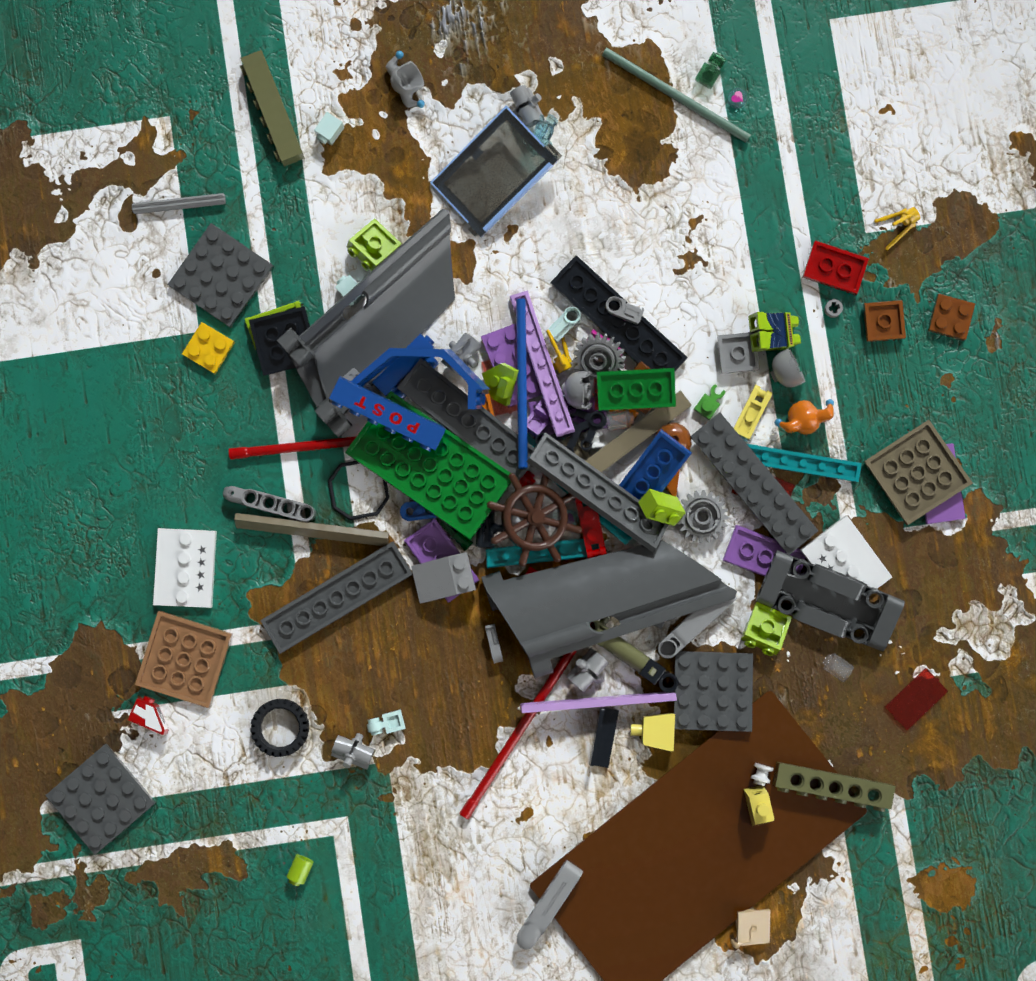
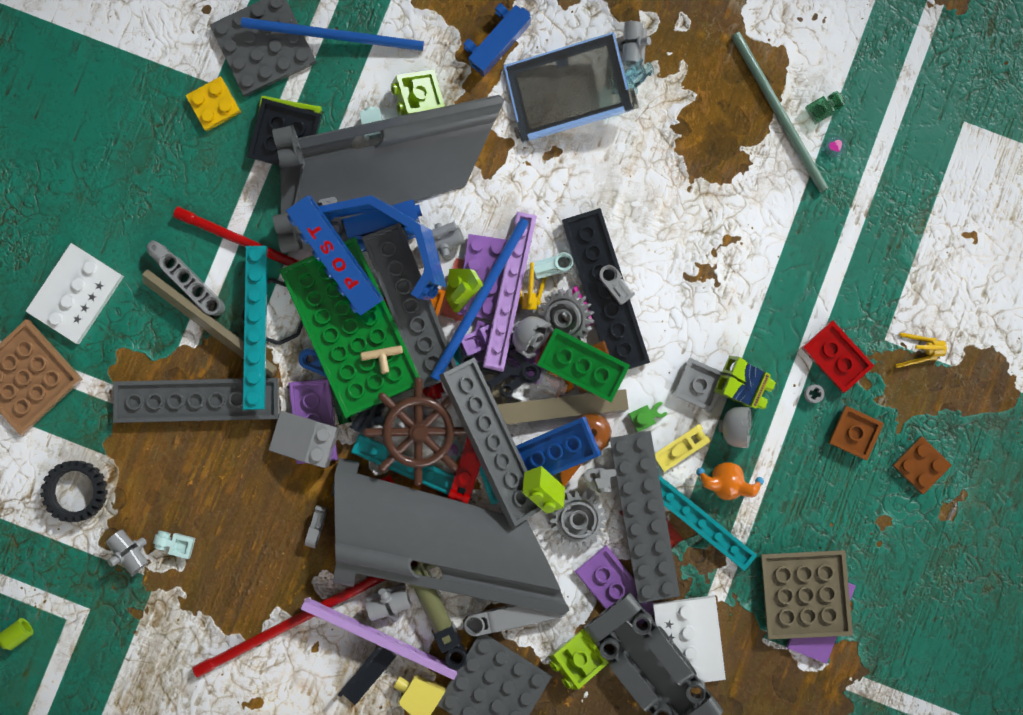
camera: 30 degrees right, 0 degrees up
(275, 235) = (331, 34): none -> blue piece
(352, 510) = (255, 328): none -> teal plate
(415, 163) = (499, 40): none -> blue brick
(470, 472) = (382, 355): none -> tan piece
(702, 472) = (601, 478): none -> light grey piece

